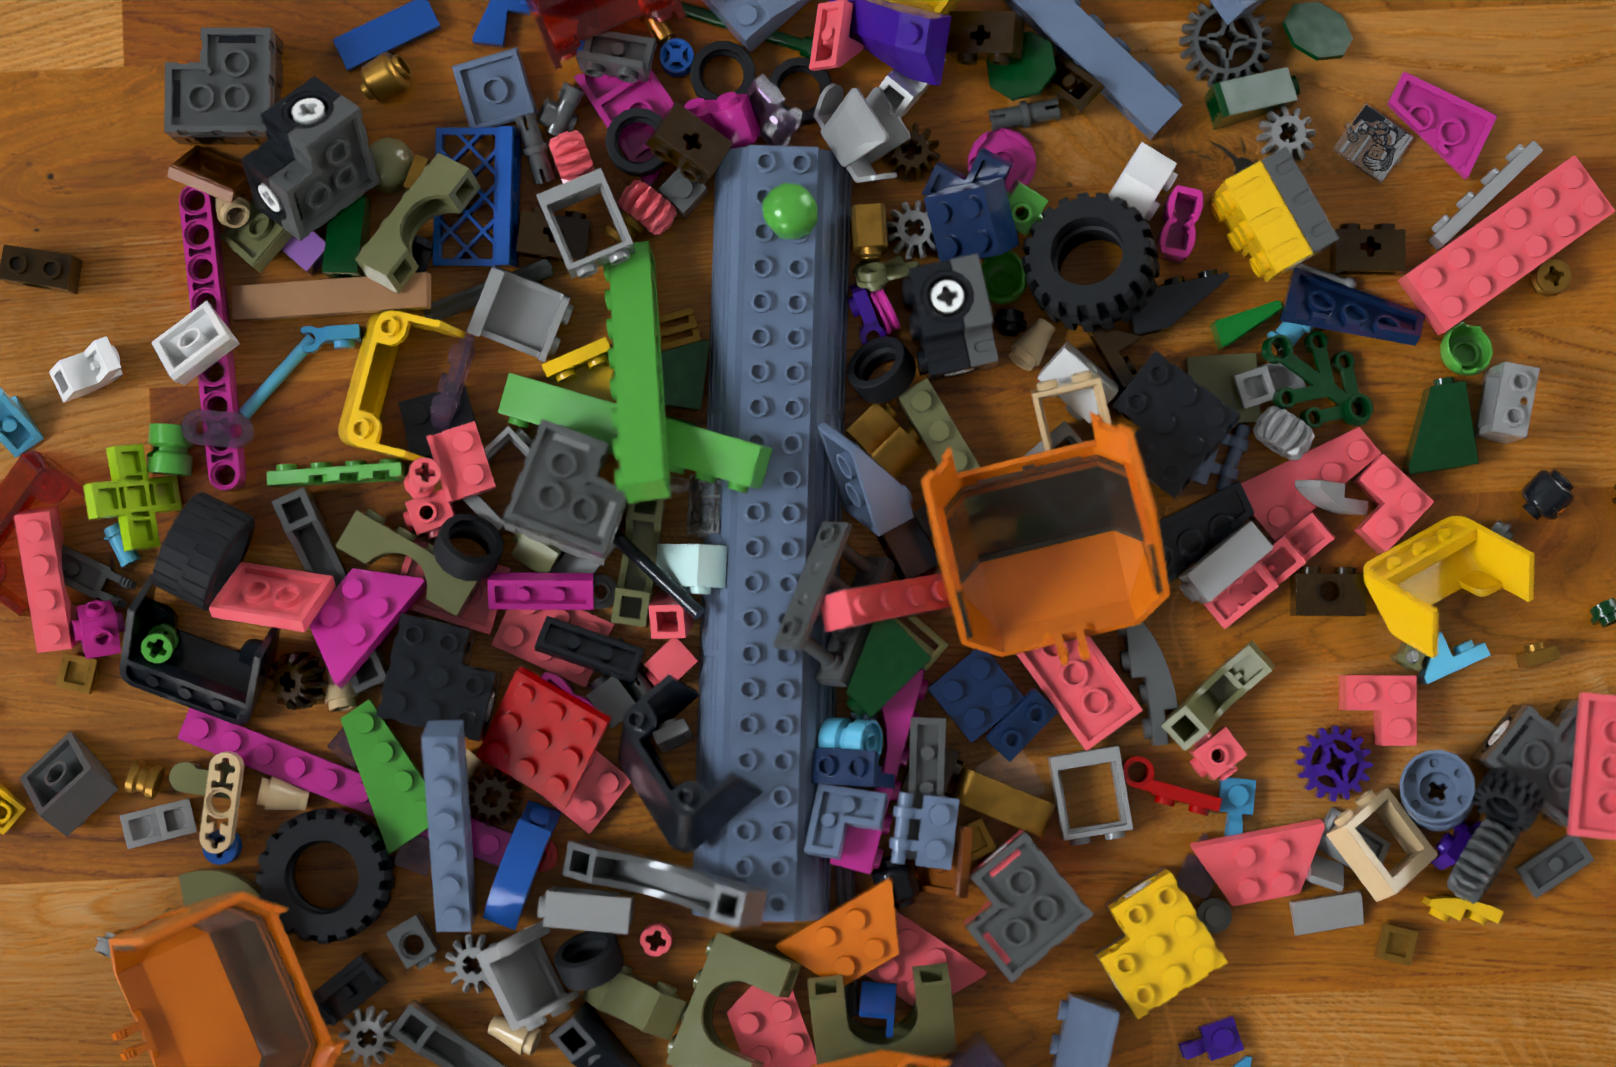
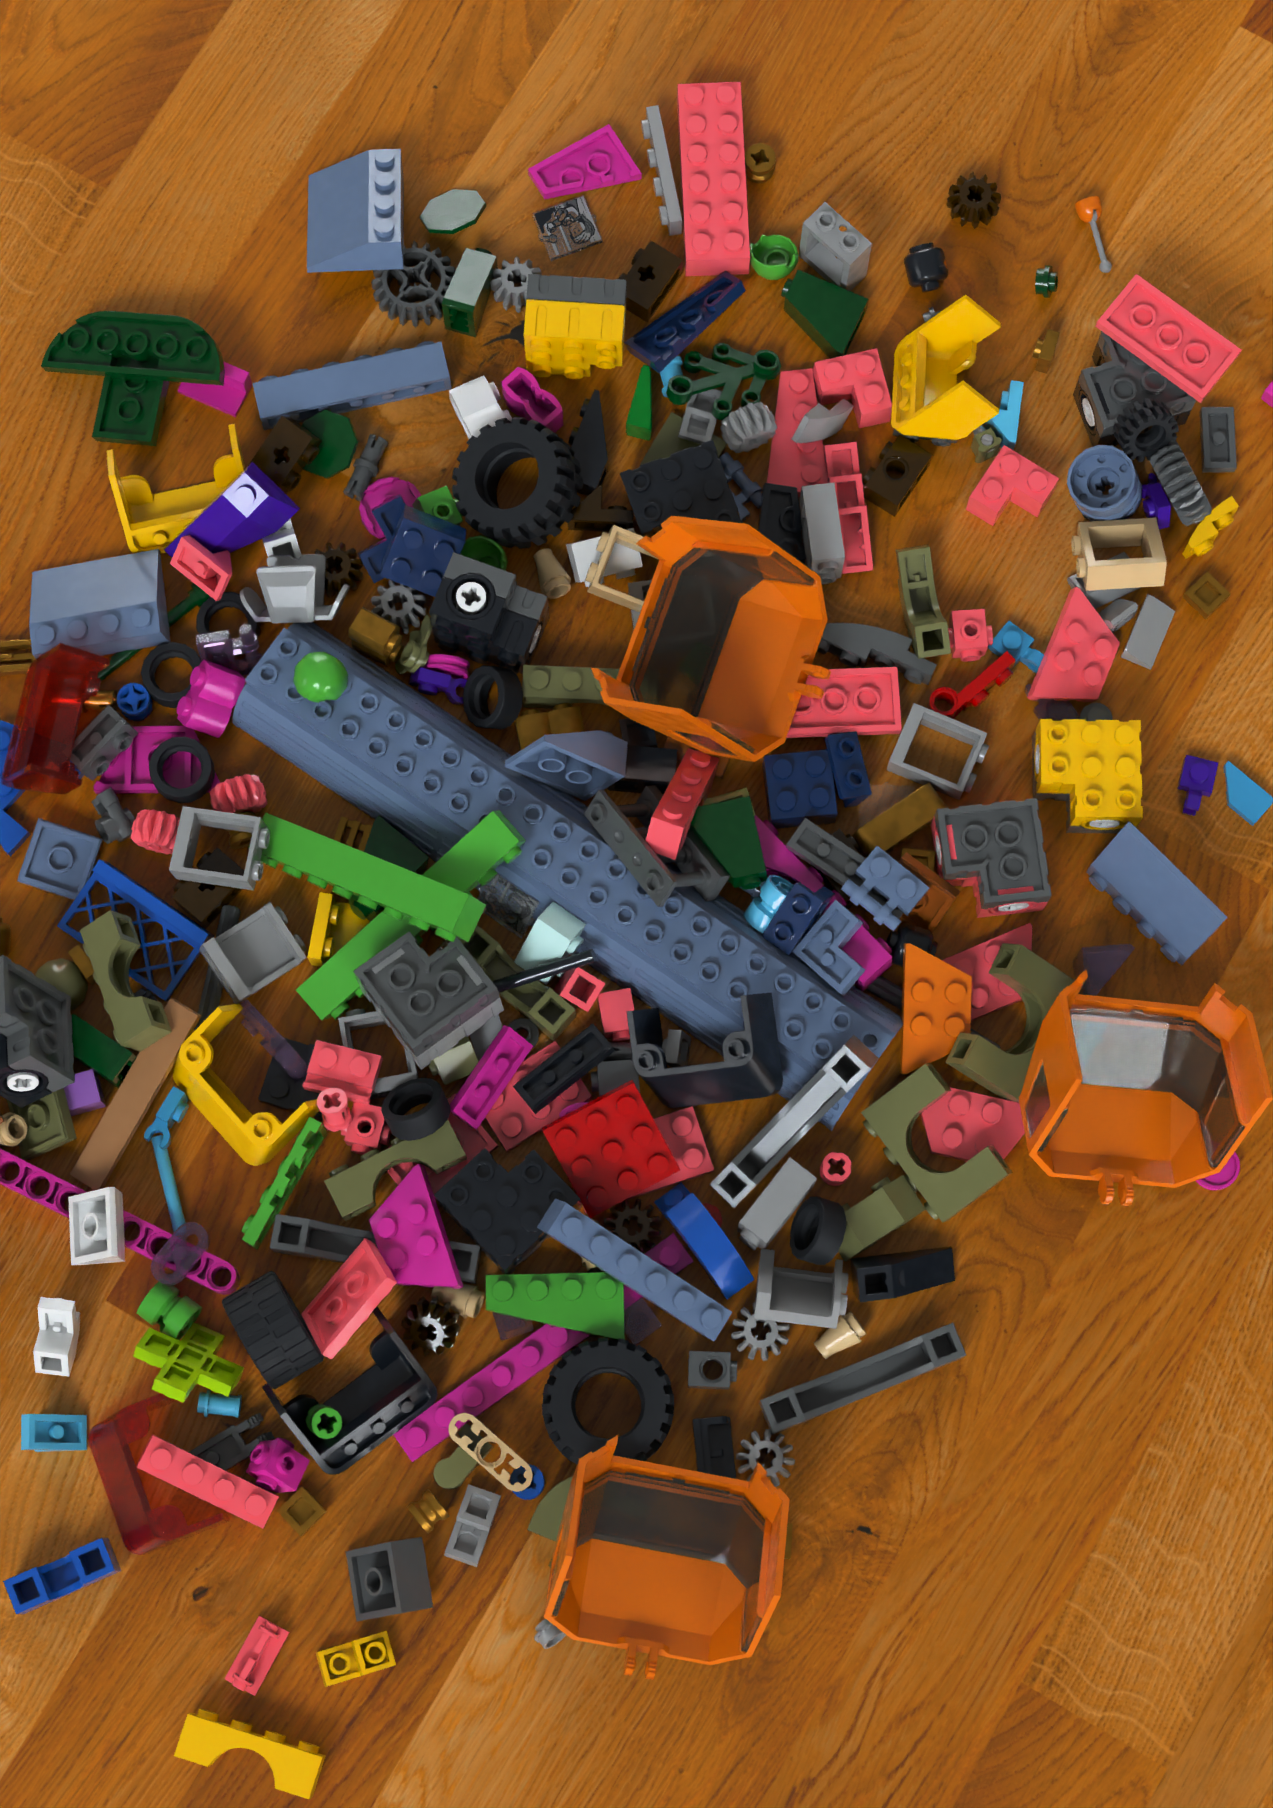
camera: 60 degrees left, 10 degrees down
(280, 795) = (516, 1405): tan cone -> none
(535, 148) = (128, 857): dark grey pin -> none
(683, 193) = (244, 758): dark grey brick -> none
(705, 149) = (211, 726): dark brown brick -> none
(879, 1001) = (1001, 1020): blue panel -> none
(1009, 322) = (524, 576): black plate -> none
(1073, 85) = (371, 414): dark brown slope -> none
(1339, 778) = (1019, 550): dark purple gear -> none
(1349, 281) = (661, 311): light grey hinge -> none

